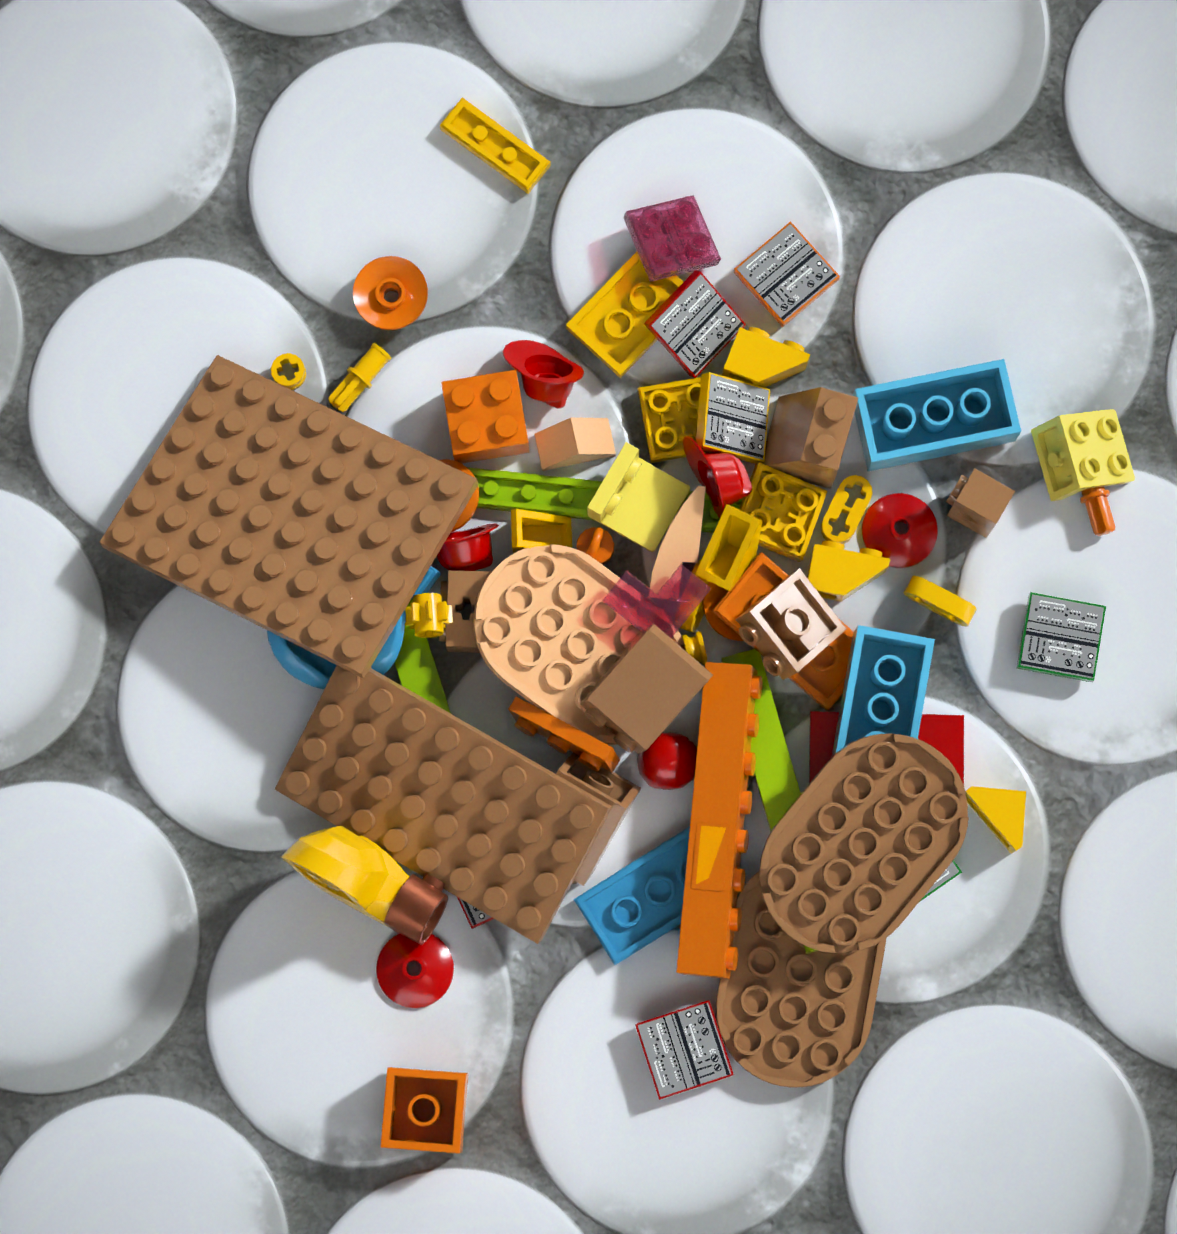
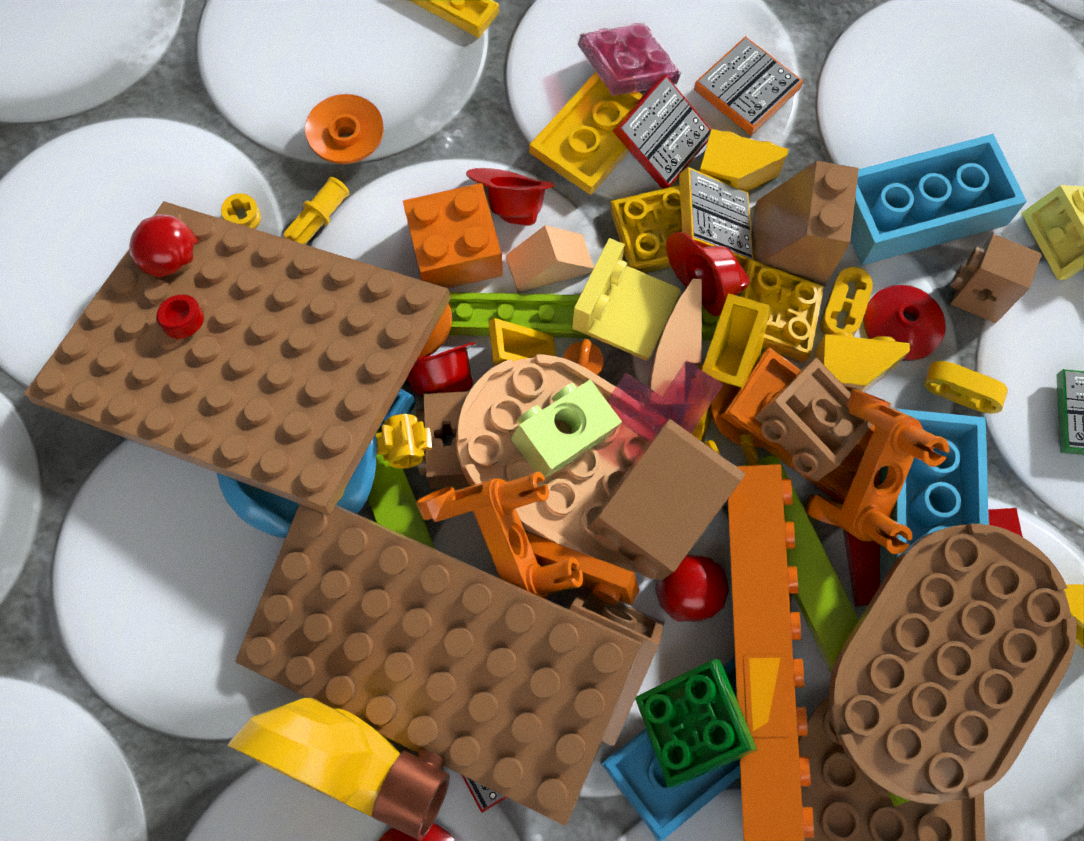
camera: 10 degrees left, 10 degrees down
(221, 411) = (162, 245): none -> red hair
(238, 484) = (180, 316): none -> red tile
(503, 691) = (496, 513): none -> orange connector
(590, 613) = (583, 410): none -> yellowish green brick
(651, 873) = (695, 723): none -> green tile
(731, 647) = (750, 450): none -> yellow leg
(843, 658) = (892, 444): none -> orange connector

